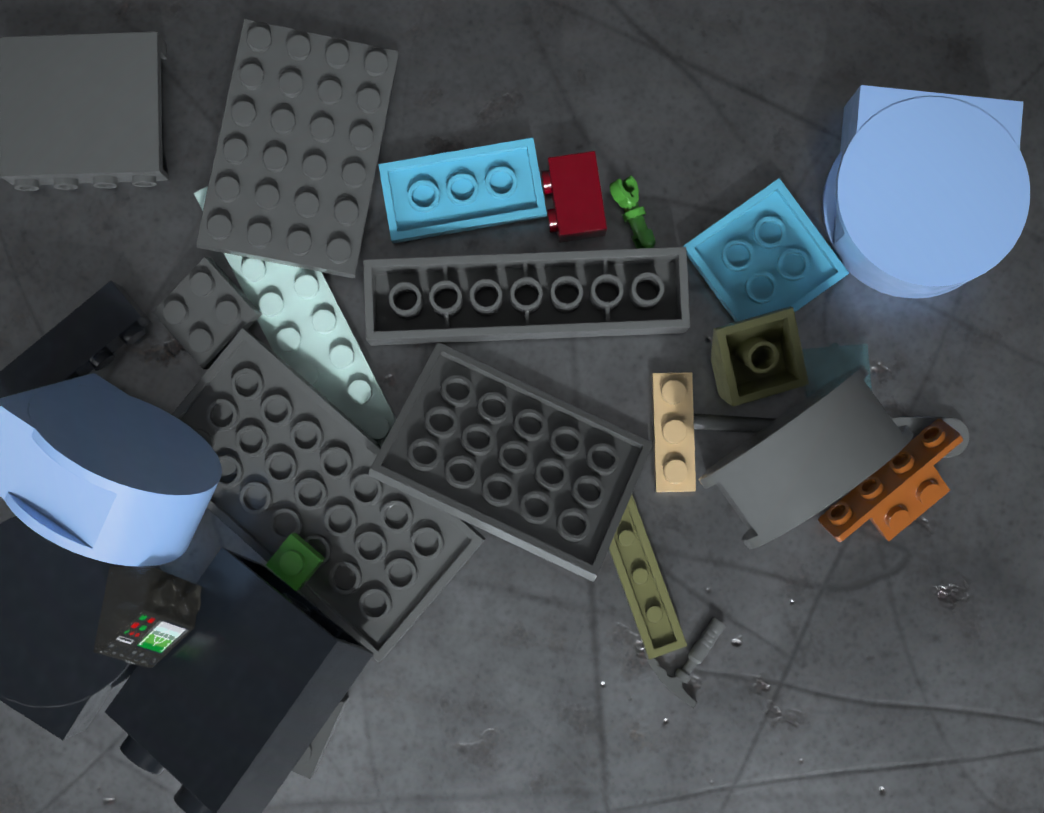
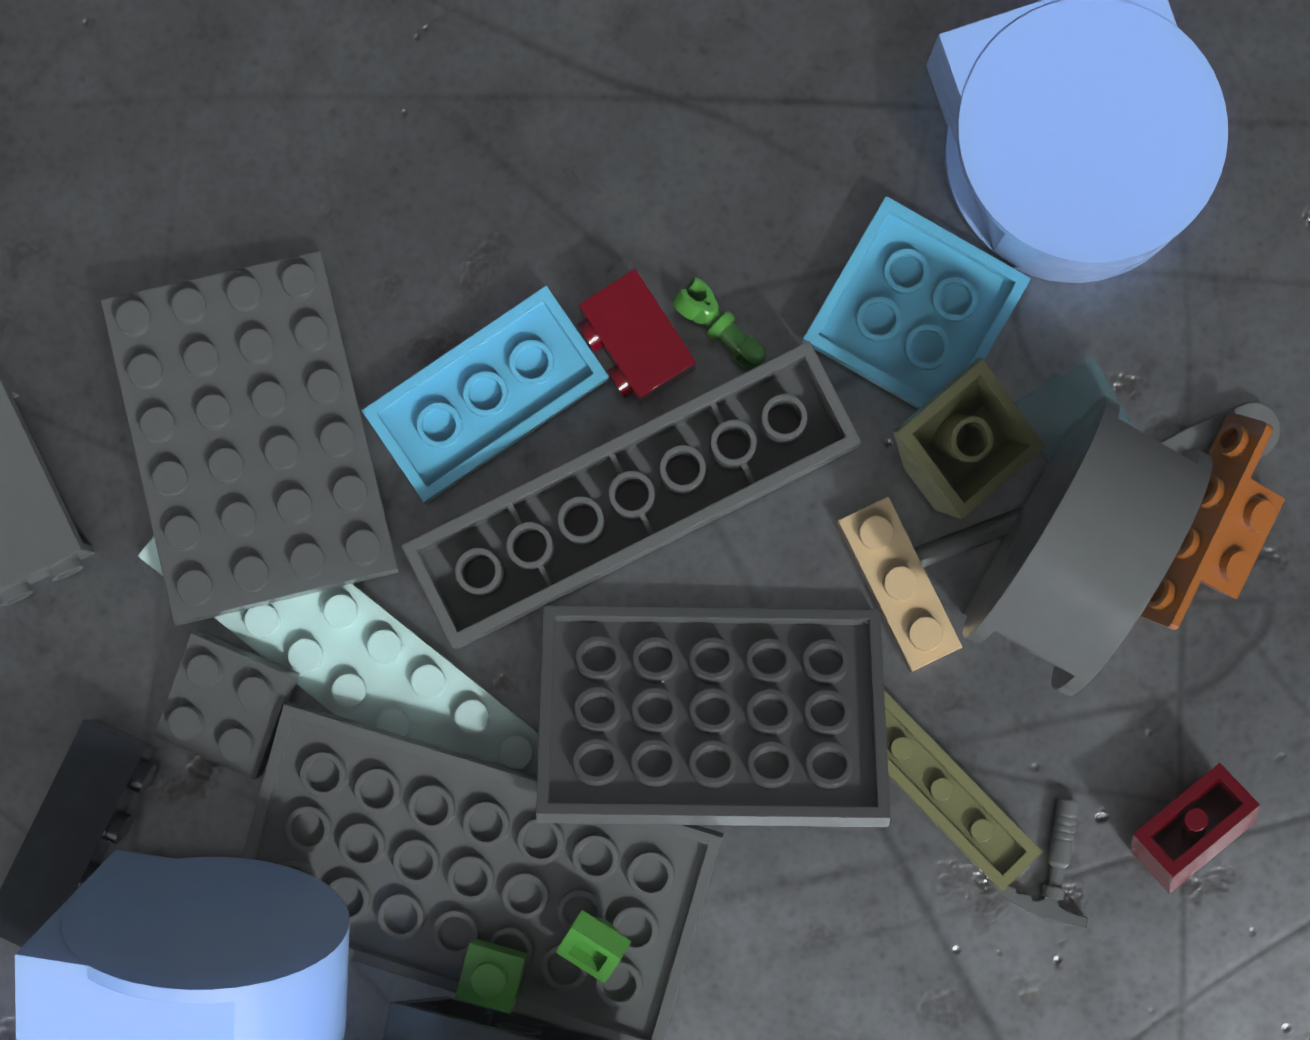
camera: 25 degrees left, 0 degrees up
(368, 571) = (593, 946): none -> bright green plate
(793, 675) = (1194, 828): none -> dark red brick

